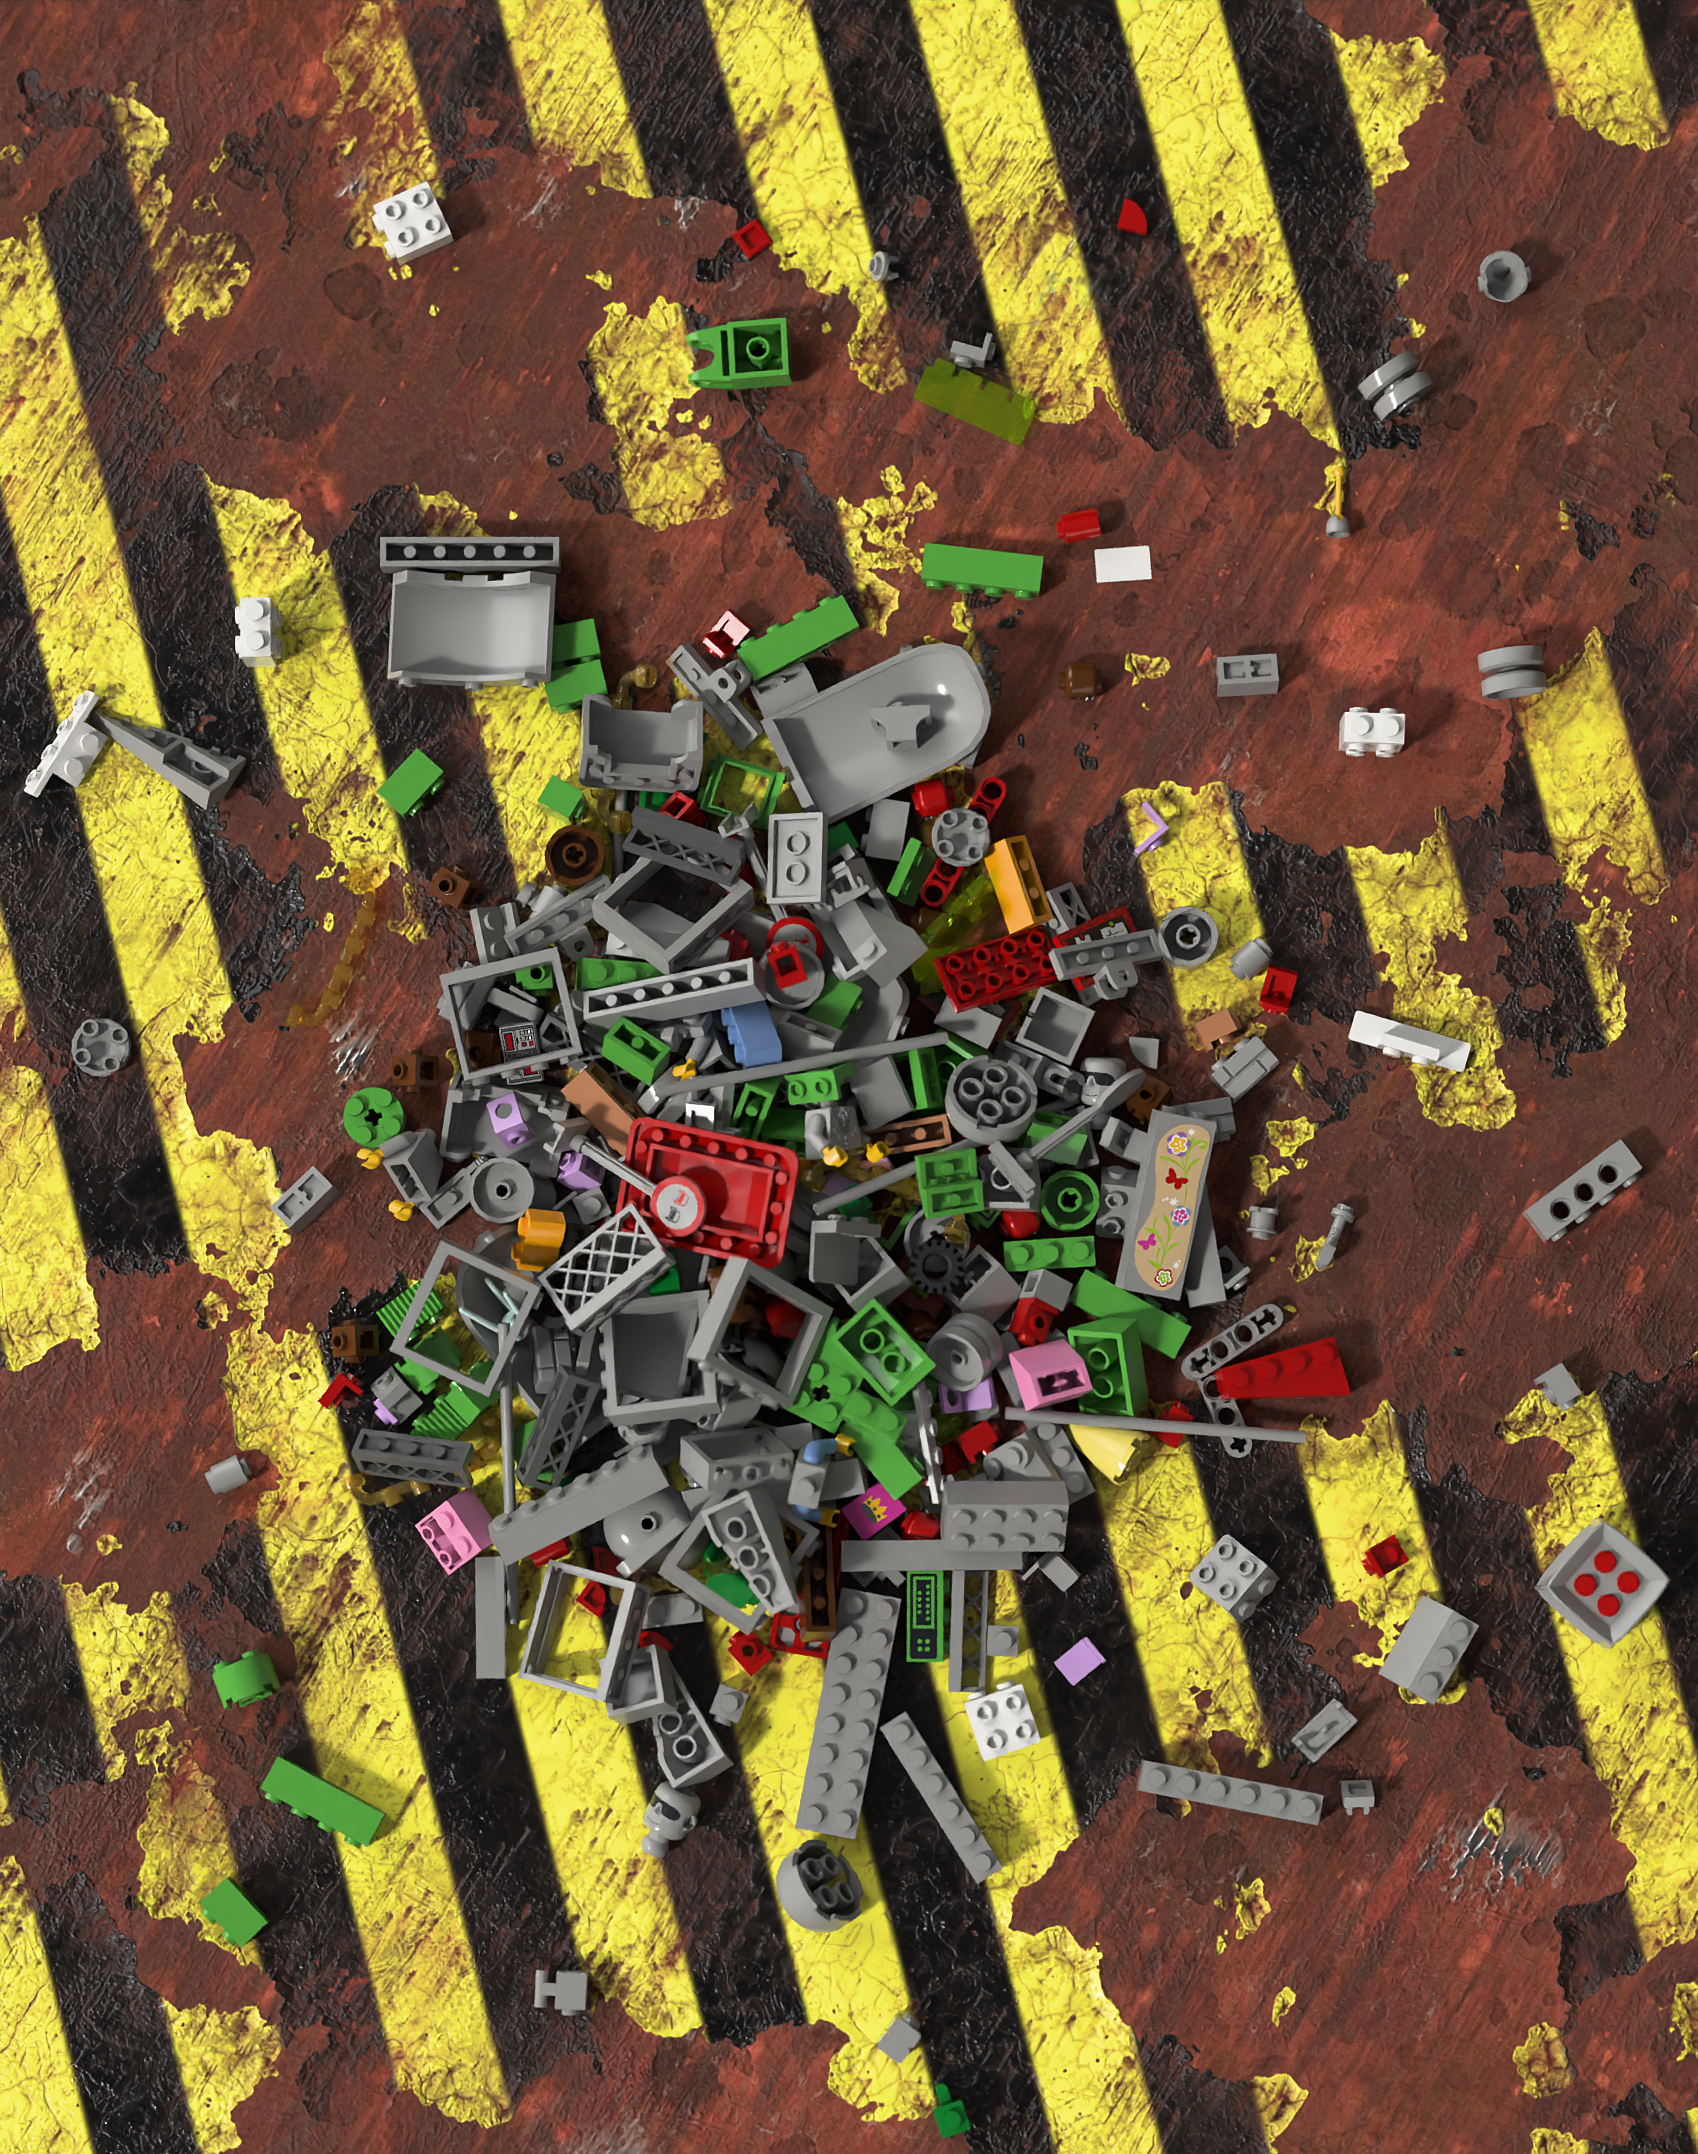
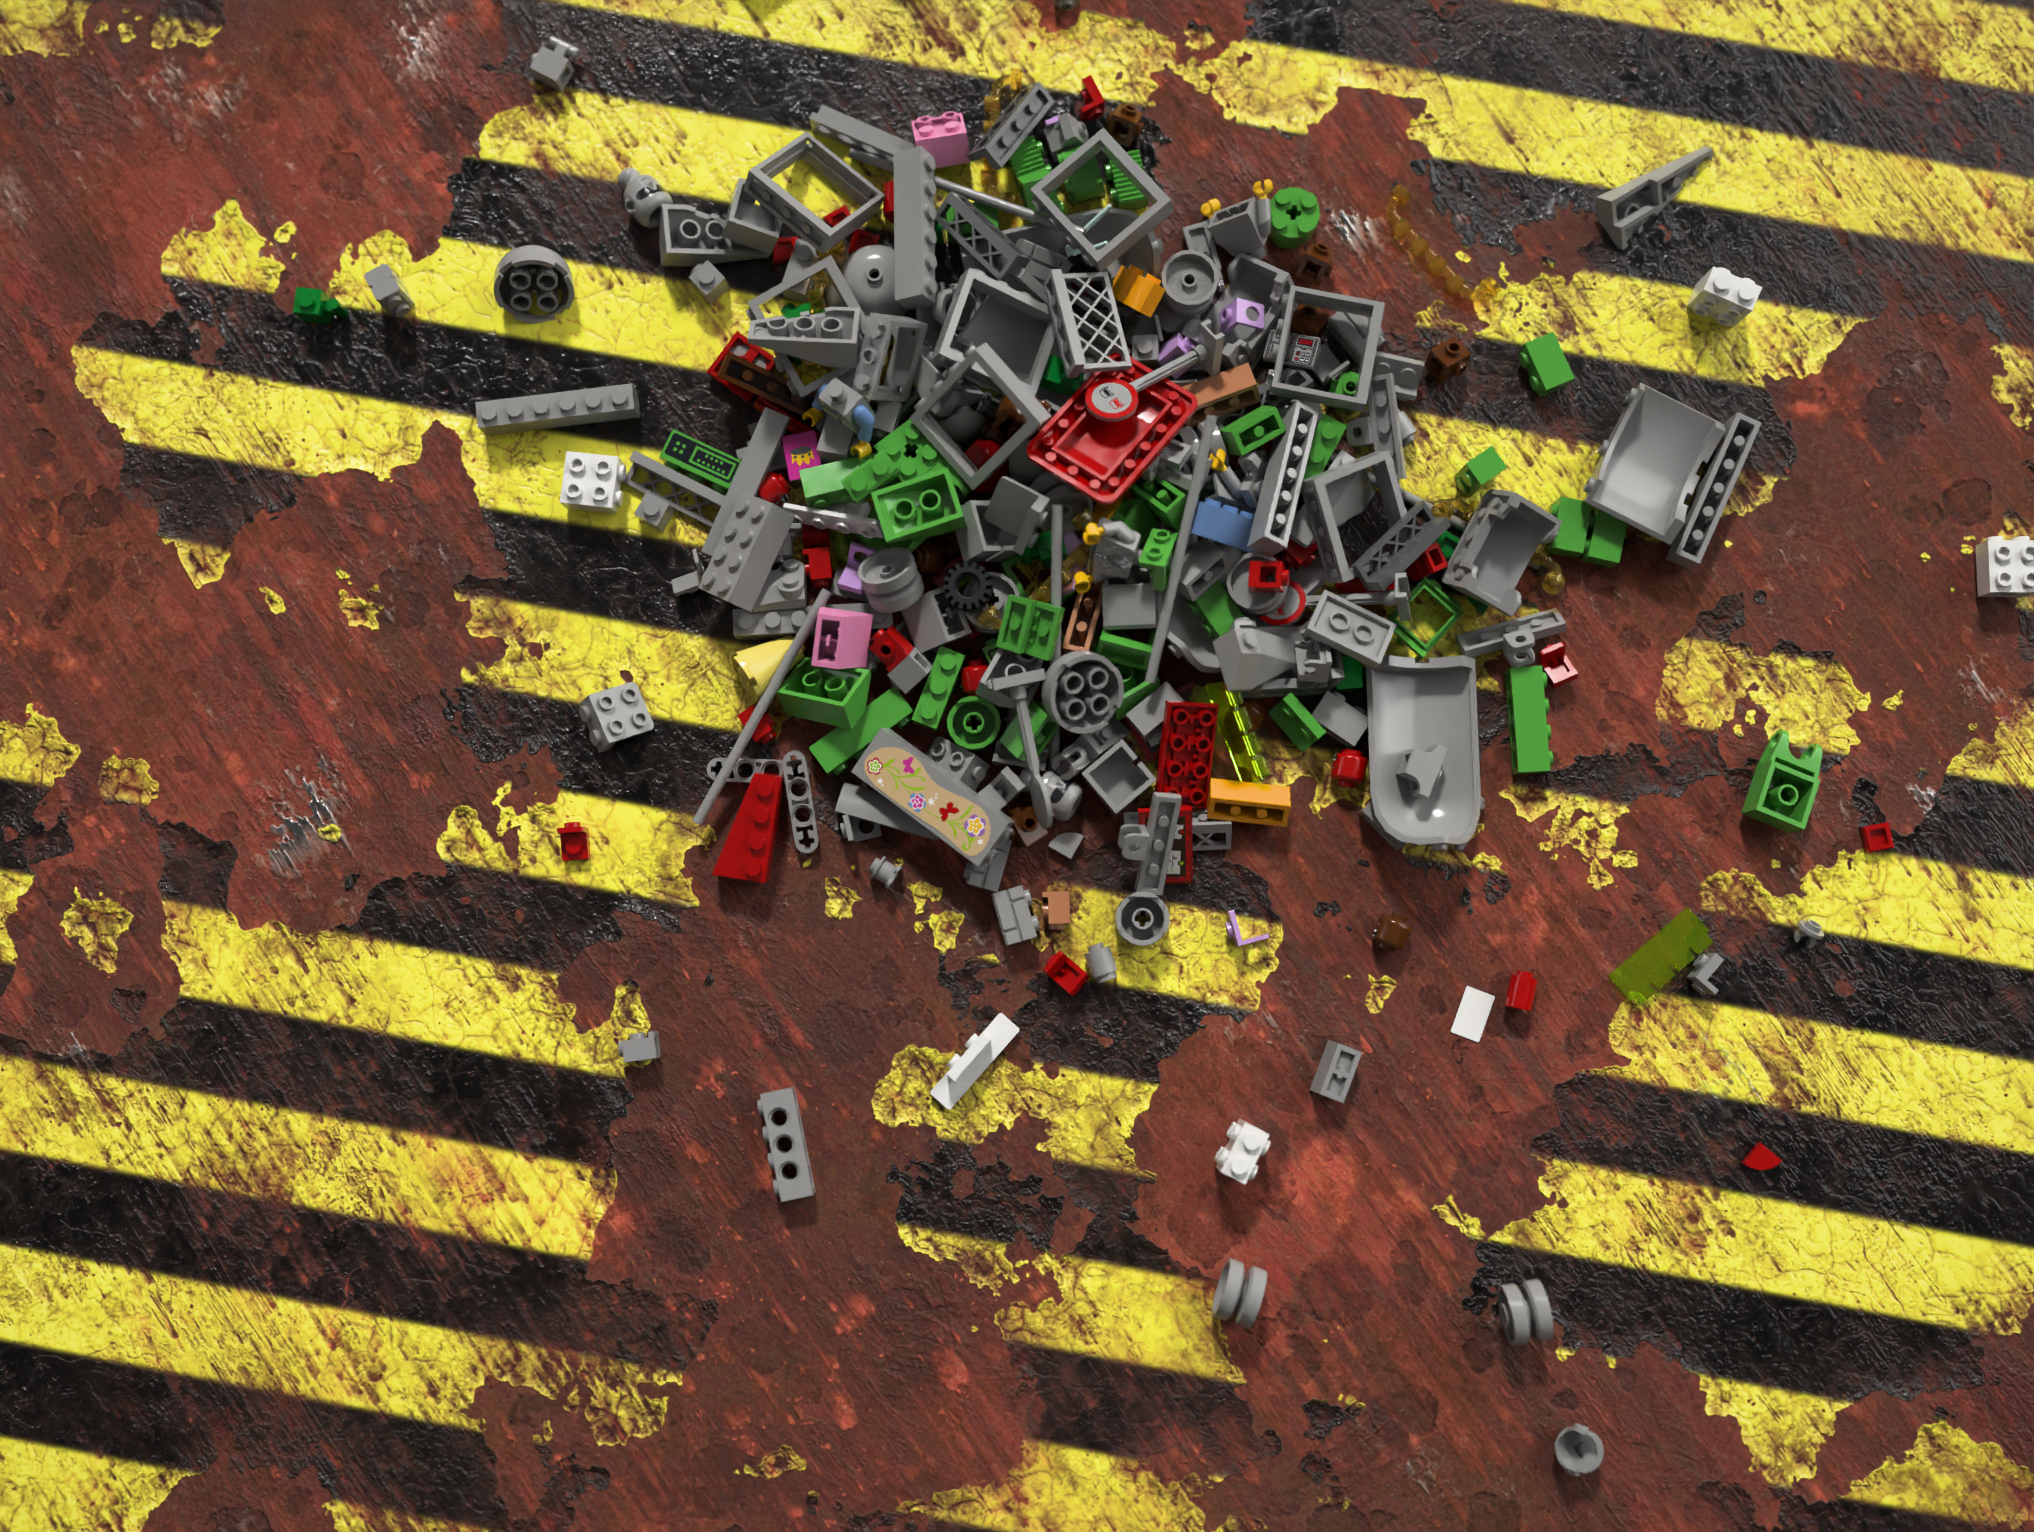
camera: 115 degrees right, 0 degrees up
(71, 750) = (1688, 120): white bracket -> none
(101, 1047) = (1443, 40): light grey dish -> none
(305, 1200) = (1251, 137): light grey hinge -> none
(515, 1006) = (1331, 362): light grey beam -> none
(528, 895) = (1416, 415): light grey plate -> none
(559, 849) = (1441, 455): reddish brown brick -> none
(654, 1545) = (854, 269): light grey beam -> none
(757, 1660) = (734, 322): red brick -> none
(783, 690) = (1491, 689): light grey hinge -> none
(848, 1713) = (657, 368): light grey brick -> none
(946, 884) = (1313, 781): red beam -> none
(961, 837) = (1307, 772): light grey dish -> none
(981, 570) = (1519, 895): bright green brick -> none
(1079, 1661) = (610, 566): lavender bracket -> none
(1230, 1792) = (450, 633): light grey brick -> none
(1324, 1730) = (462, 730): light grey hinge -> none
(1338, 525) = (1427, 1207): hinge -> none
(1342, 1215) = (837, 913): light grey hinge -> none
(1357, 1794) = (400, 732): light grey tile -> none
(1428, 1649) = (484, 842): light grey slope -> none
(1602, 1583) = (460, 1003): light grey piece -> none

